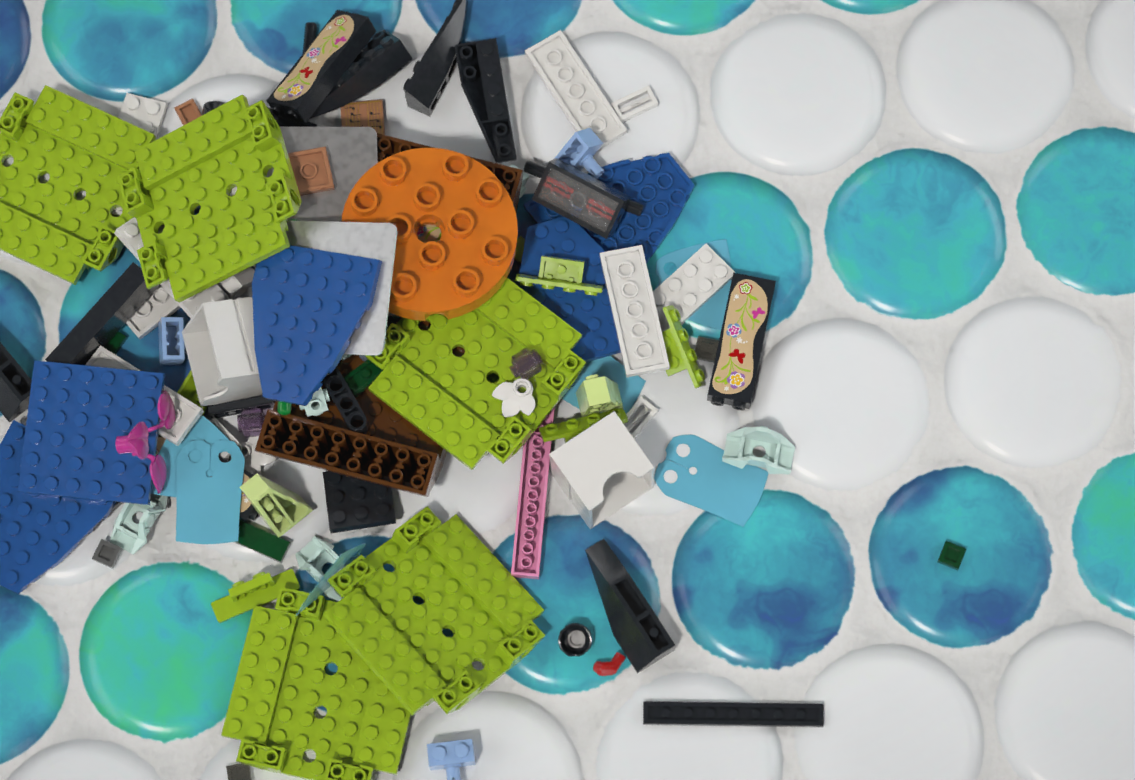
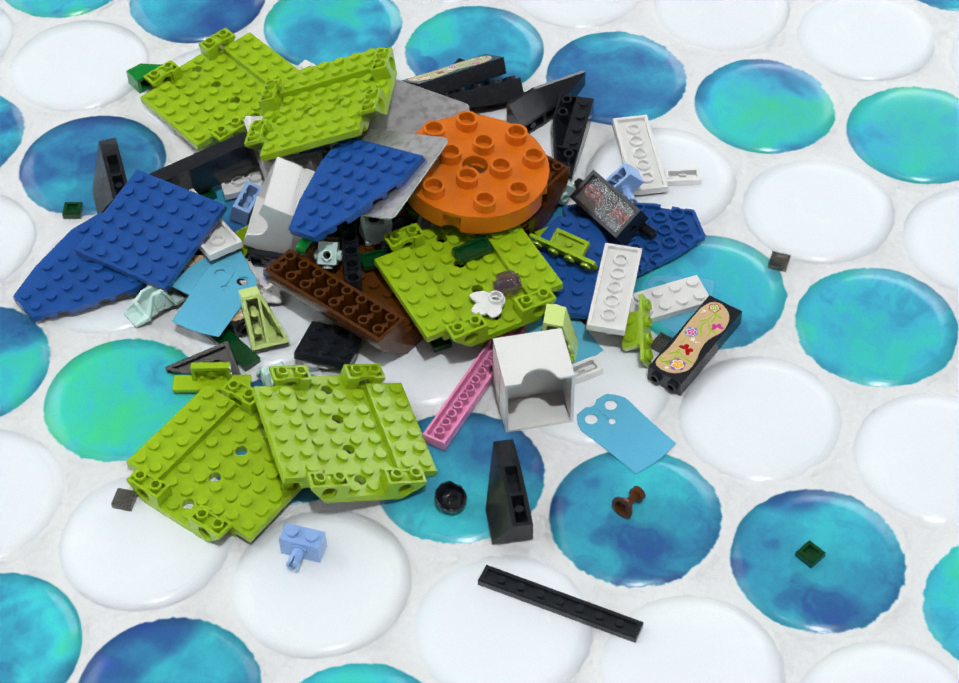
camera: 20 degrees right, 25 degrees down
(107, 553) = (116, 318): dark grey plate -> none
(138, 444) = (178, 222): dark pink plant -> none
(241, 567) = (218, 353): none -> black wing
(312, 170) = (404, 111): nougat tile -> none
(342, 561) = (281, 353): medium azure piece -> none
(467, 330) = (472, 250): none -> dark green tile
(609, 668) = (471, 531): red arm -> none
(751, 577) = (623, 506): none -> reddish brown piece
(777, 448) = (681, 410): light aqua piece -> none
(784, 186) = (779, 261): none -> clear smoke tile

